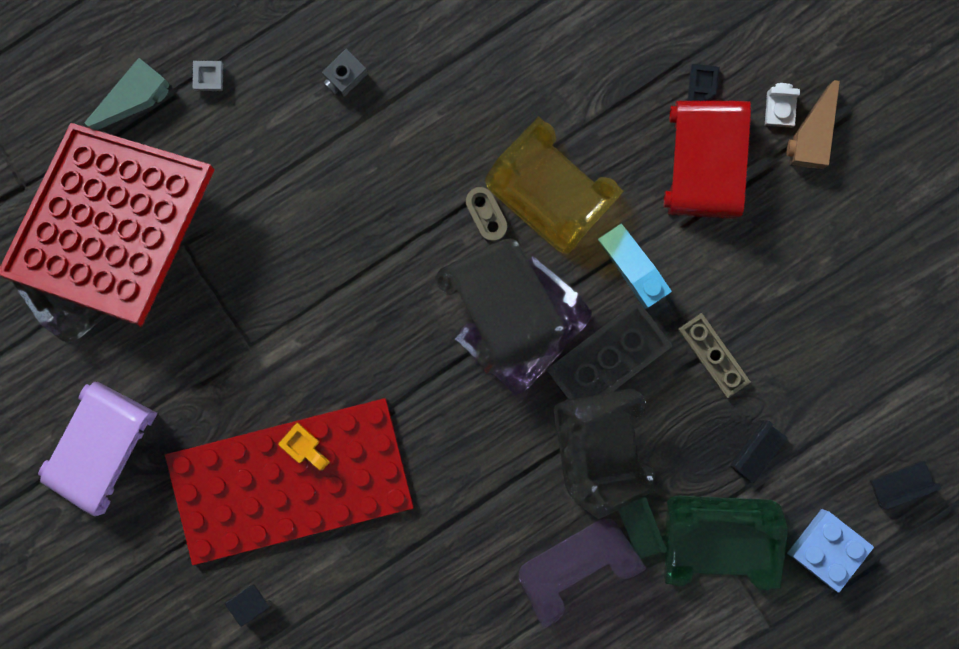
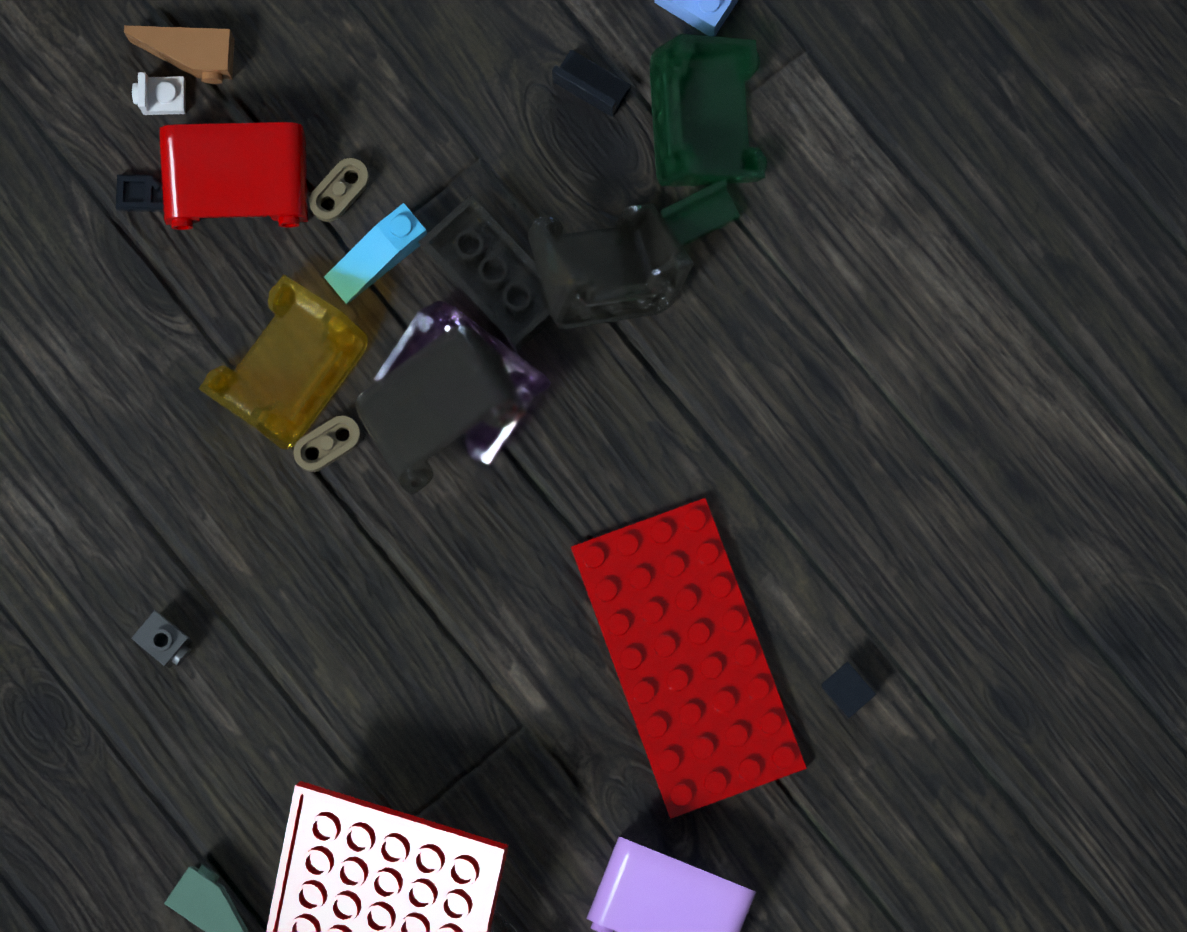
camera: 90 degrees left, 5 degrees down
(207, 76) = (179, 815): light grey plate -> none
(301, 445) = (639, 642): light orange plate -> none
(574, 560) = (749, 293): clear purple windscreen -> none
(692, 239) = (338, 190): none -> dark tan plate
(703, 341) = (462, 163): dark tan tile -> none

